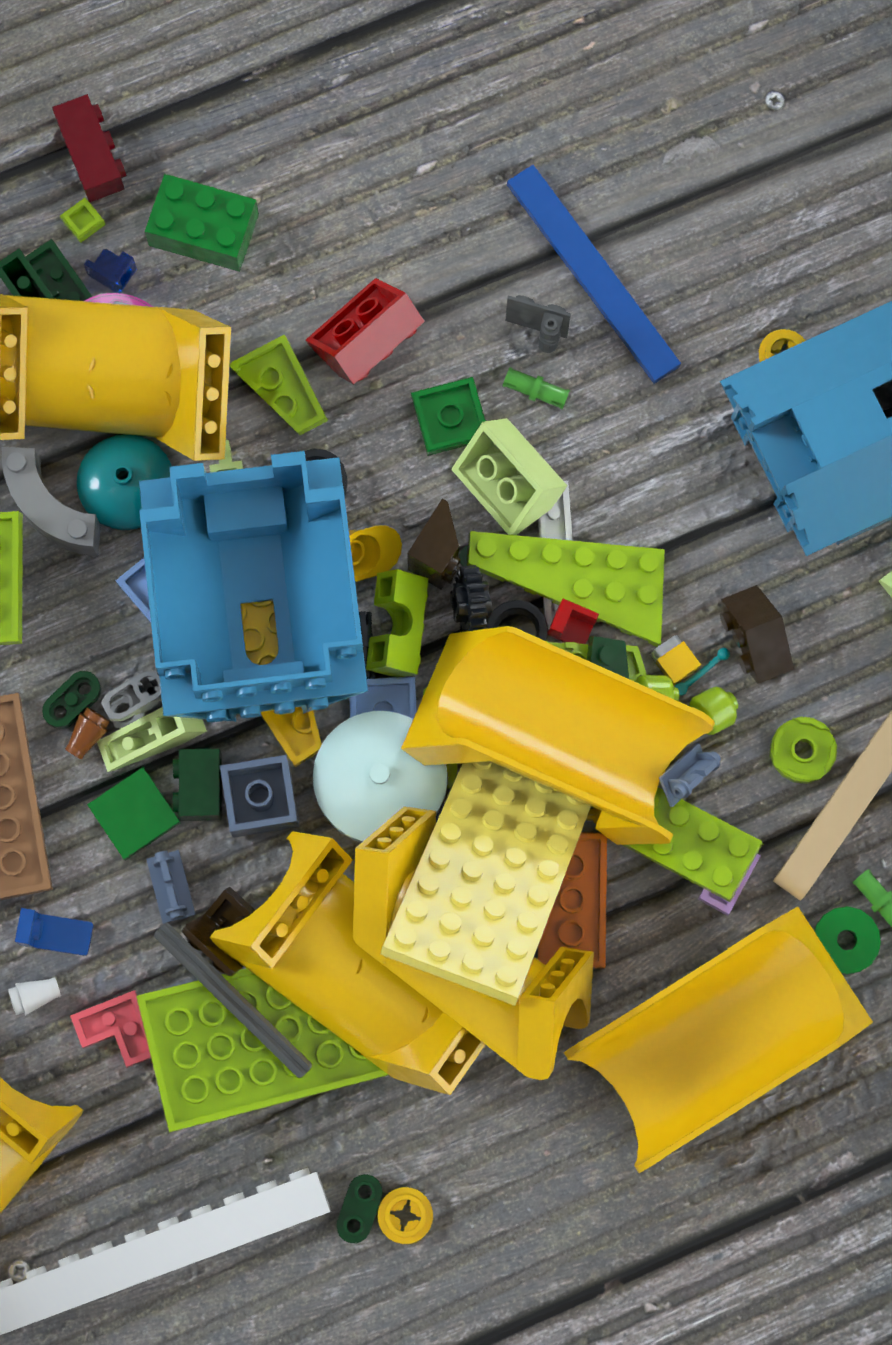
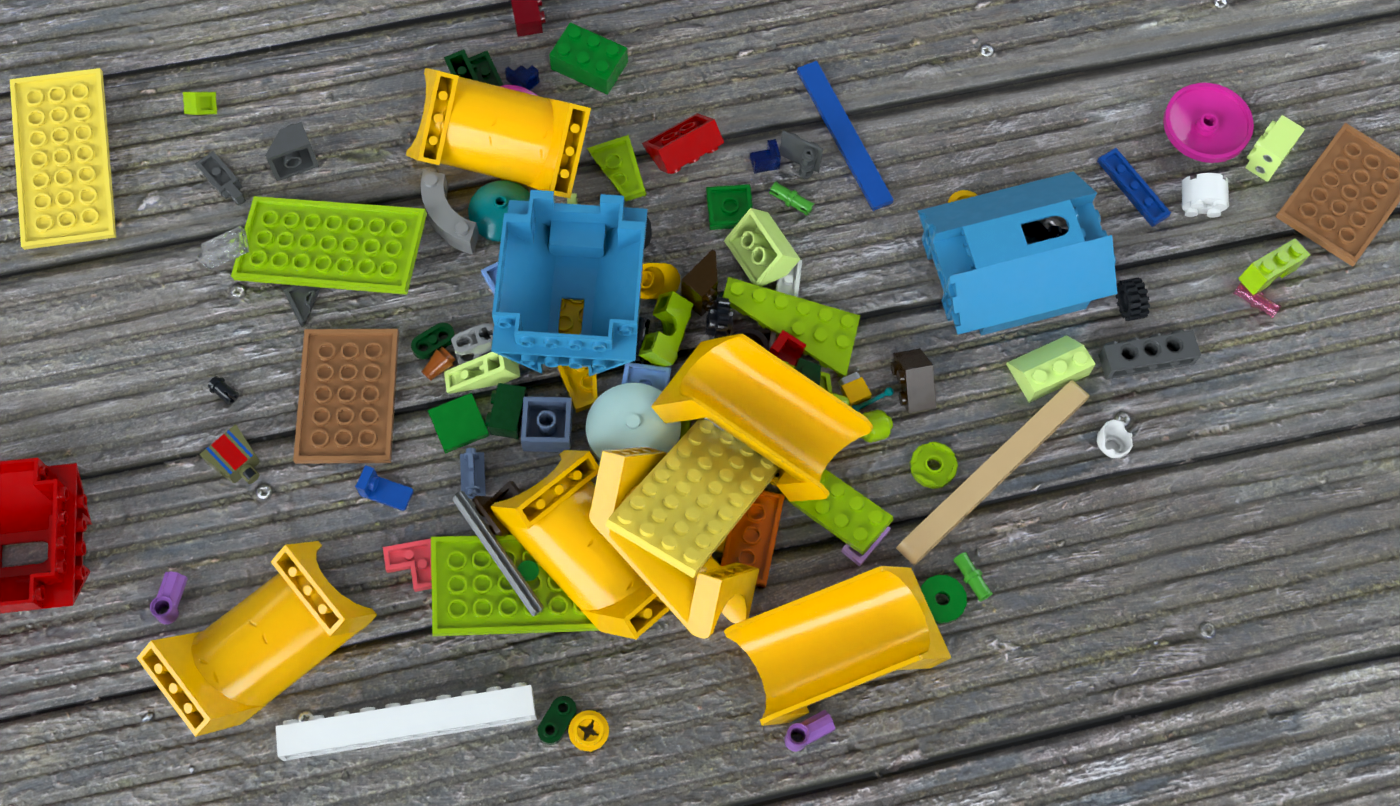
camera: 10 degrees right, 10 degrees down
(32, 995) = (360, 529): white cone -> none
(82, 220) = (510, 45): lime tile -> none
(279, 1014) = (528, 570): none -> green sticker
(488, 332) = (766, 159): none -> clear blue panel
(688, 773) = (849, 462): sand blue hinge -> none
(702, 1157) = (810, 729): none -> medium lavender piece

